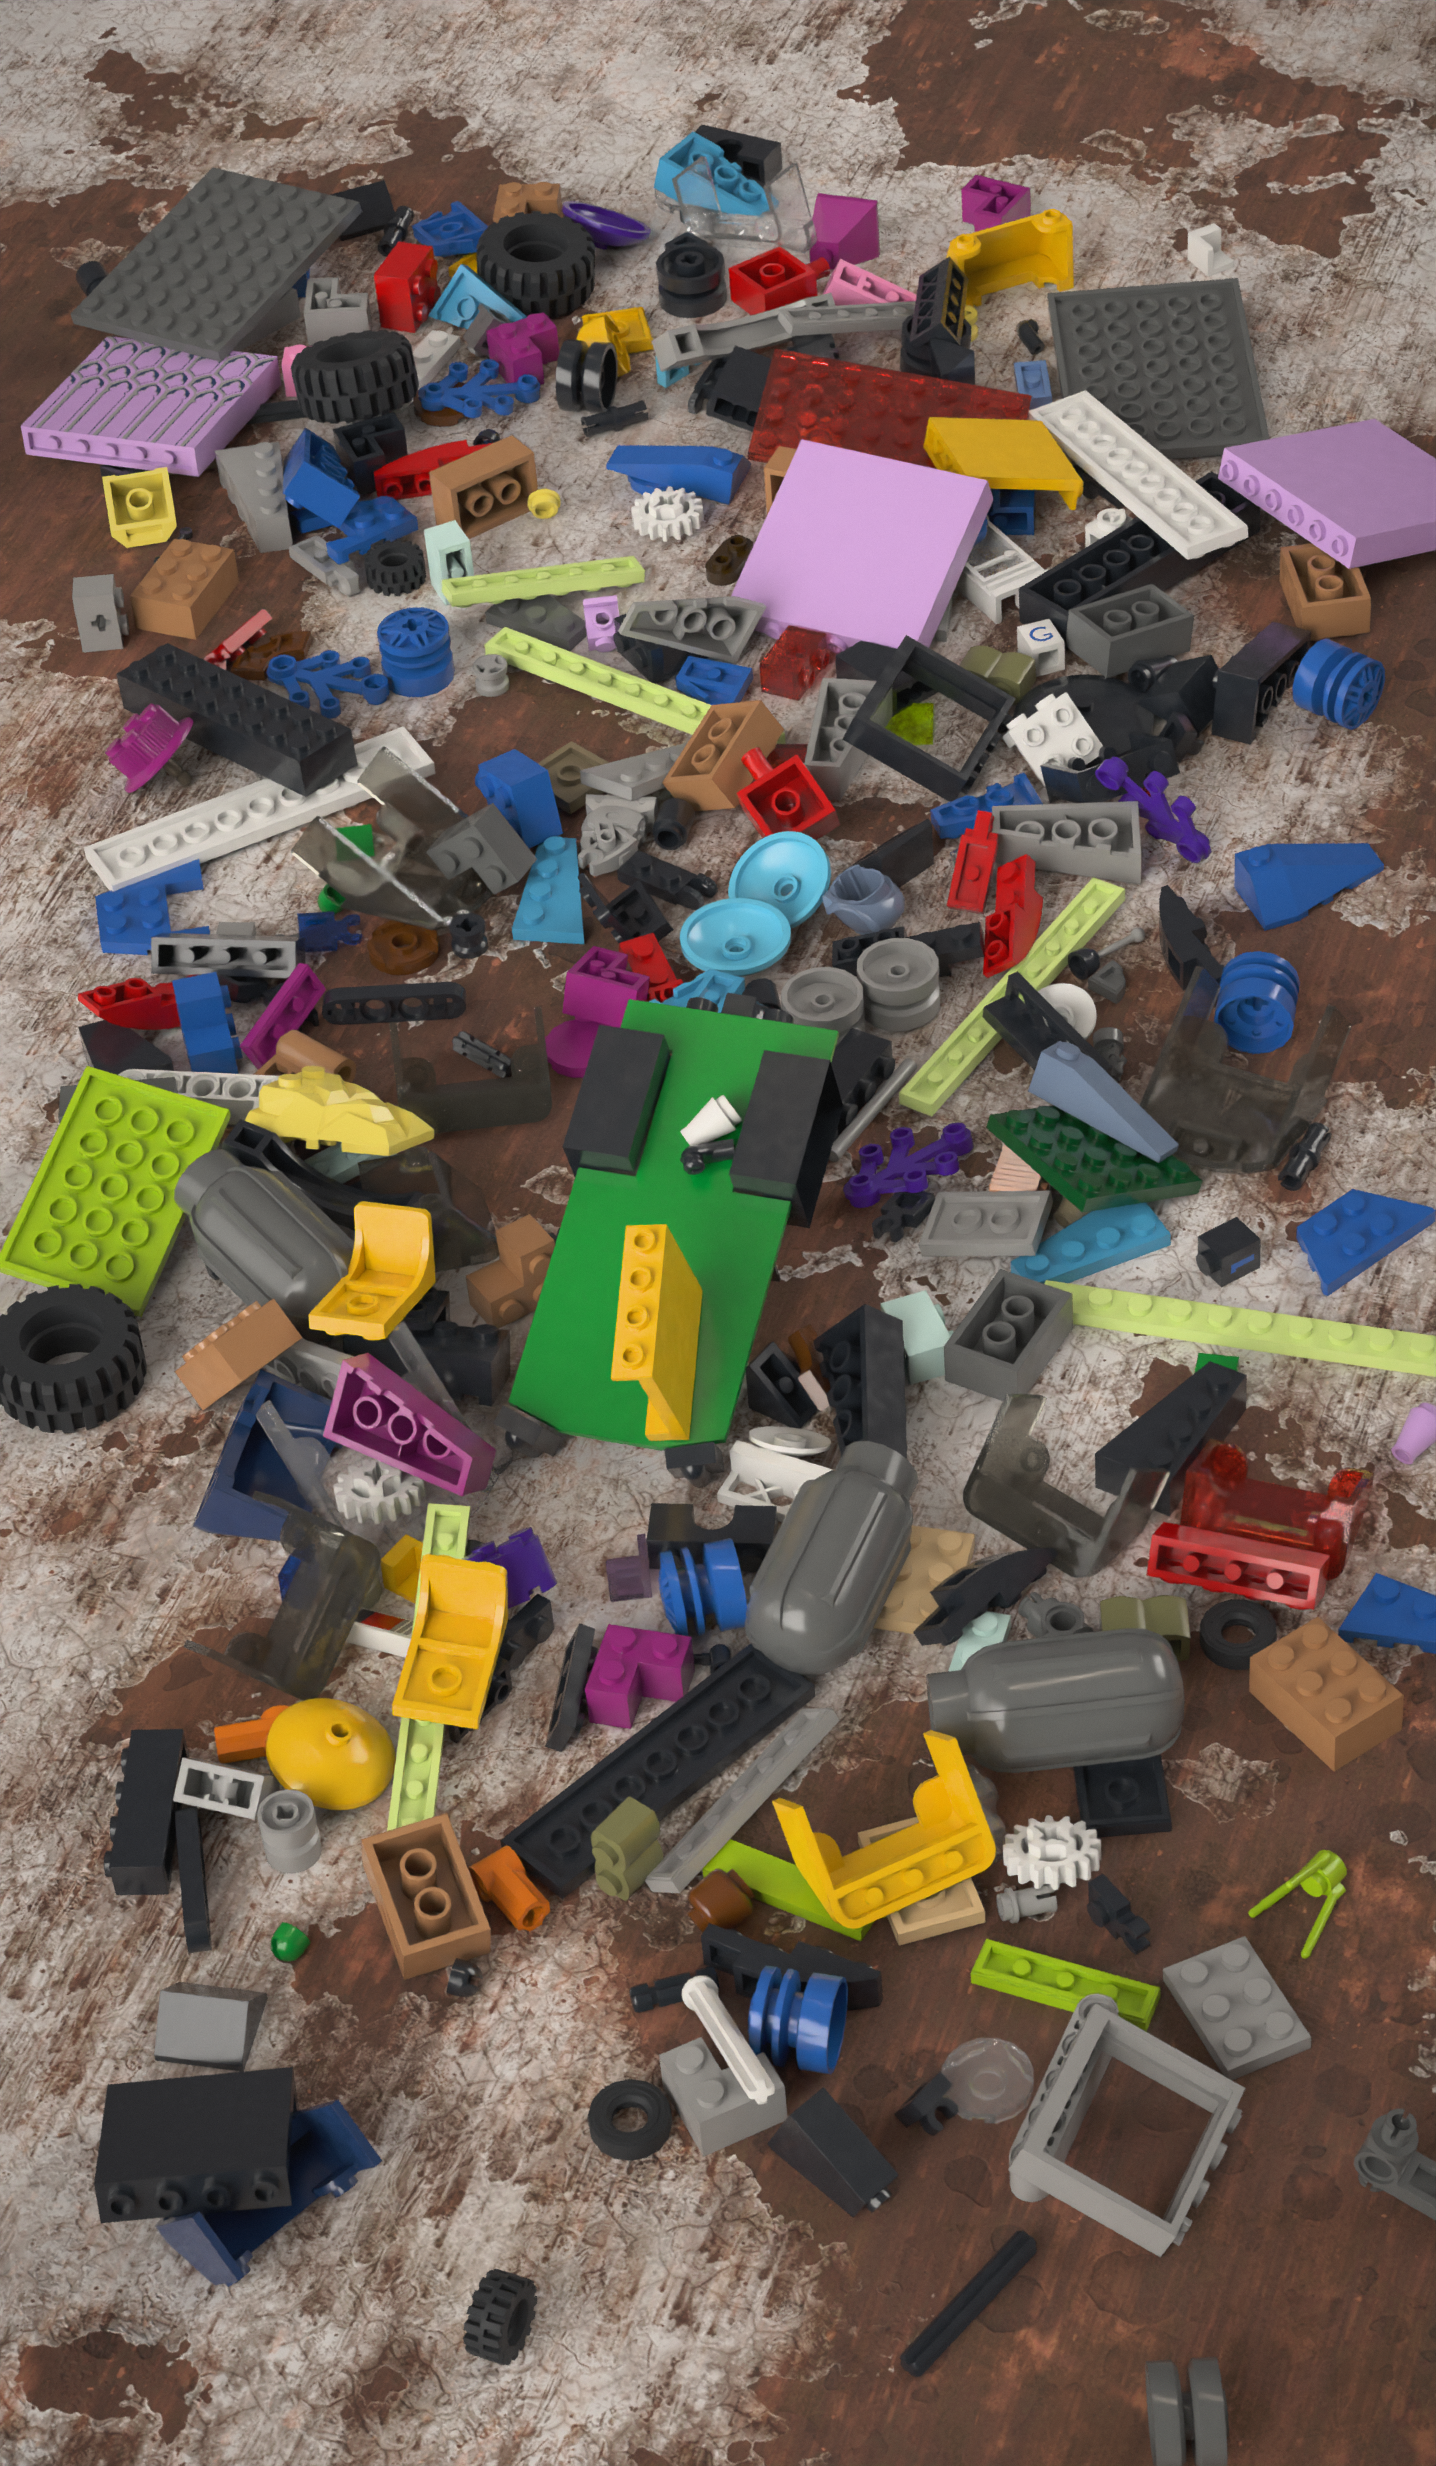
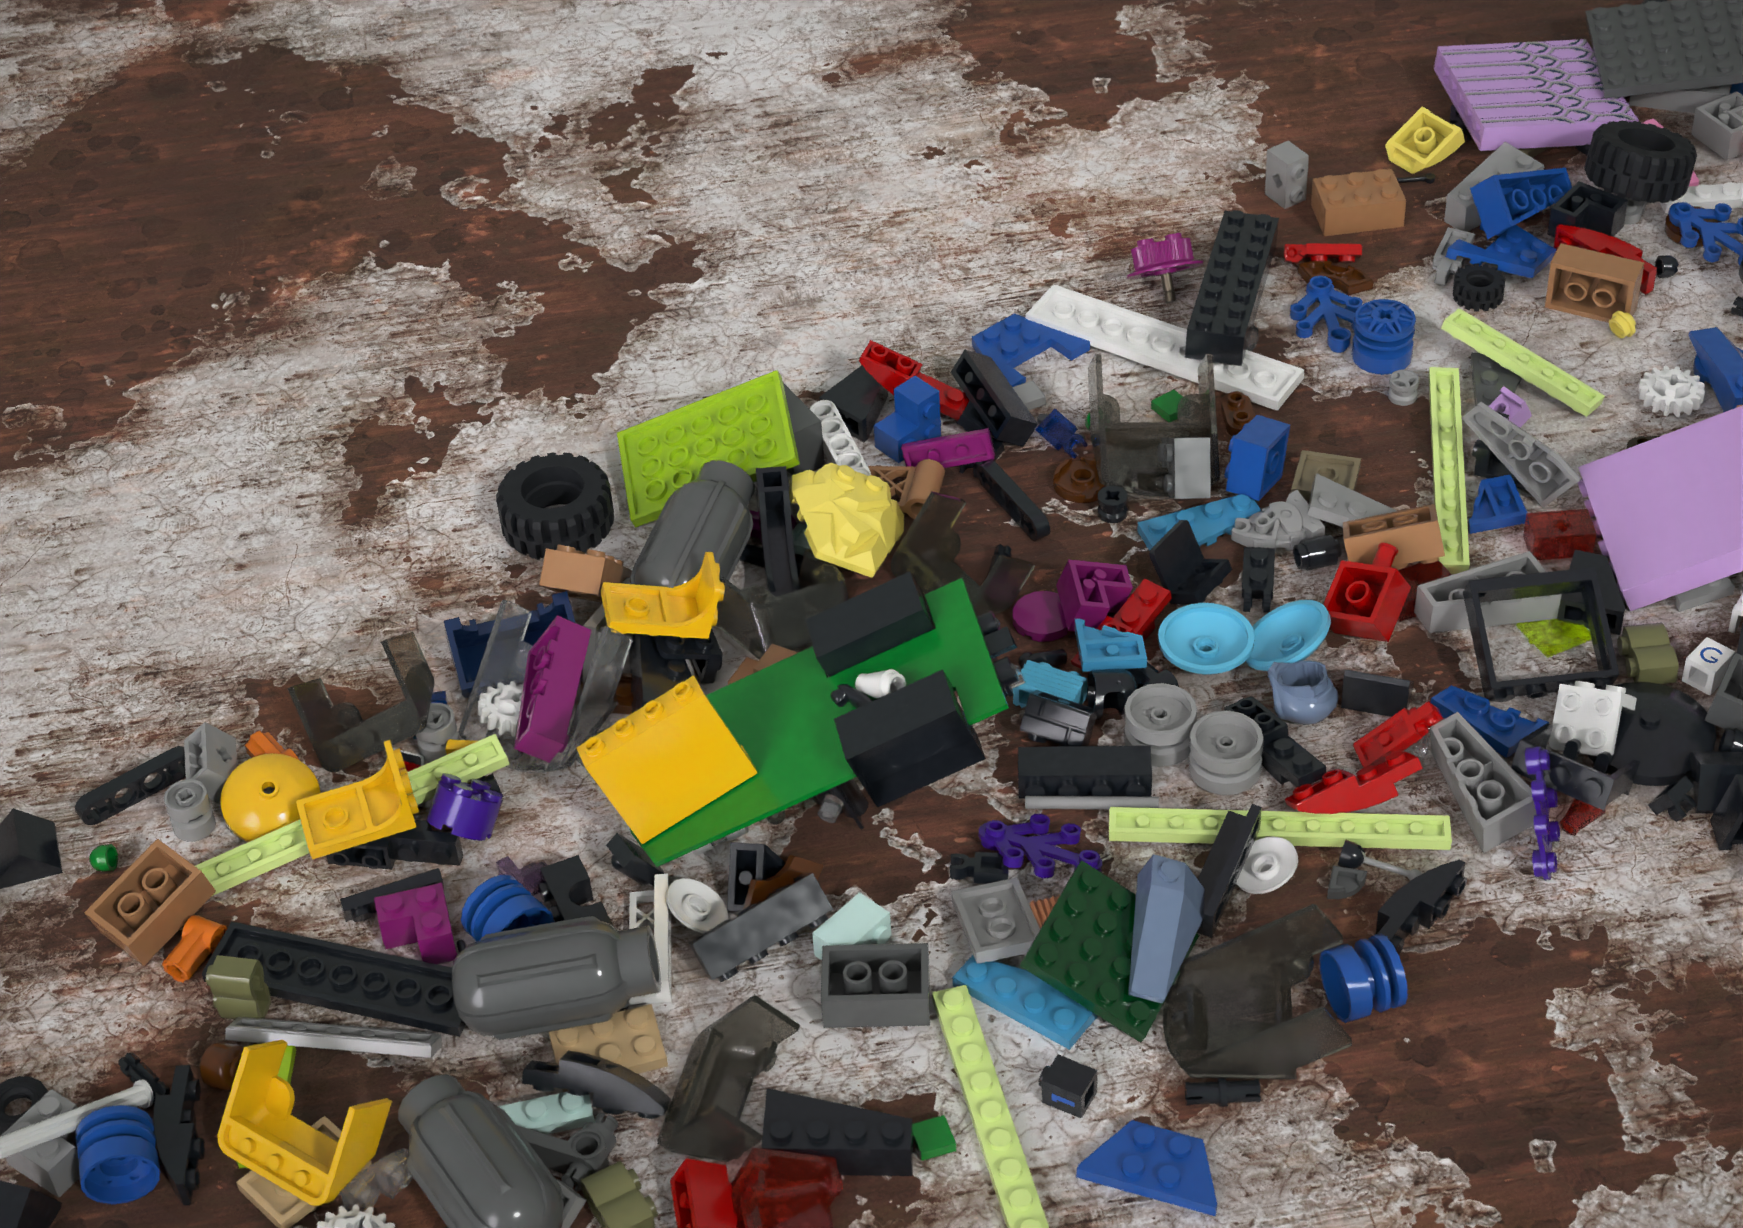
camera: 60 degrees right, 0 degrees up
(145, 1822) = (164, 734): black brick -> none
(447, 554) = (1496, 301): light aqua brick -> none
(461, 1977) = (107, 959): black hinge -> none
(1110, 1044) = (1261, 909): dark grey piece -> none
(1289, 879) = (1557, 943): blue wedge -> none

